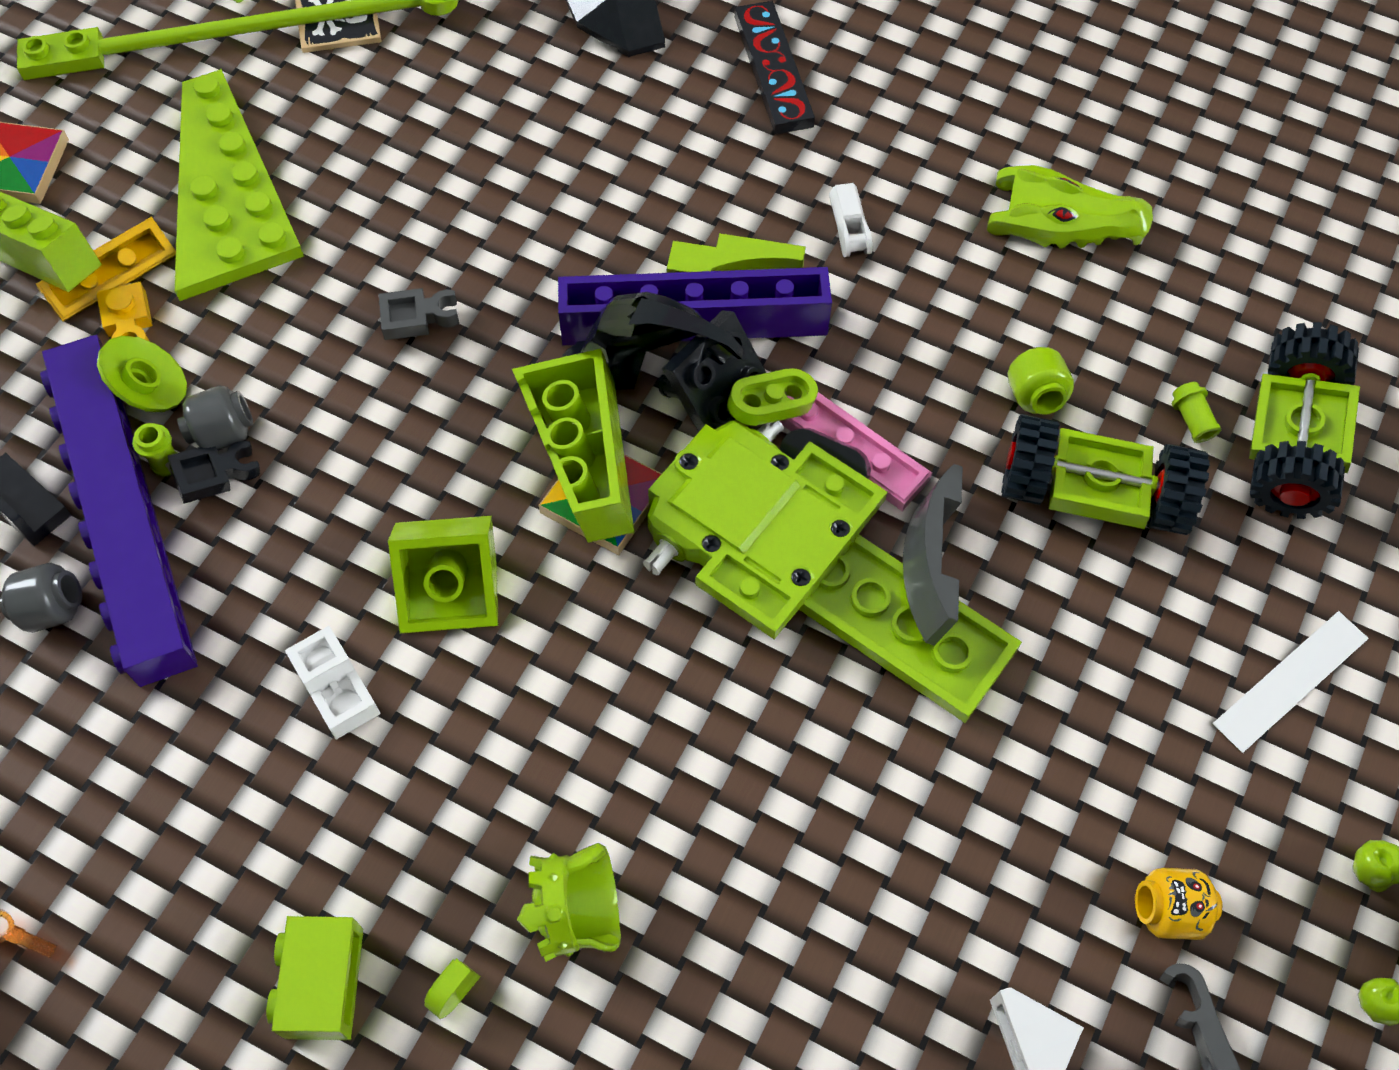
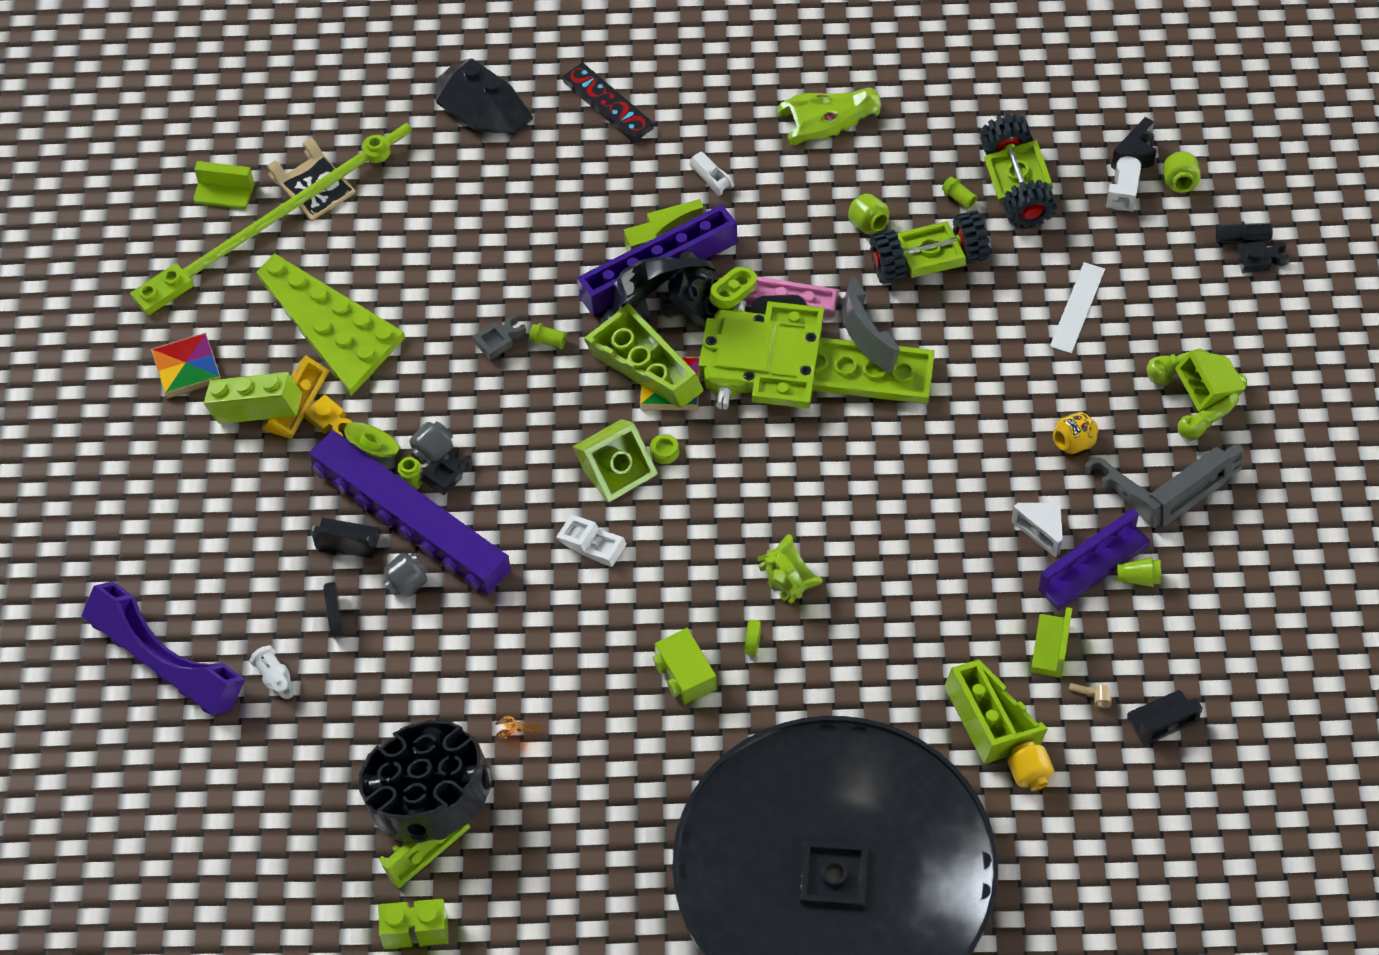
camera: 25 degrees left, 5 degrees down
(472, 334) = (547, 336): none -> lime pin
(530, 591) = (664, 449): none -> lime tile

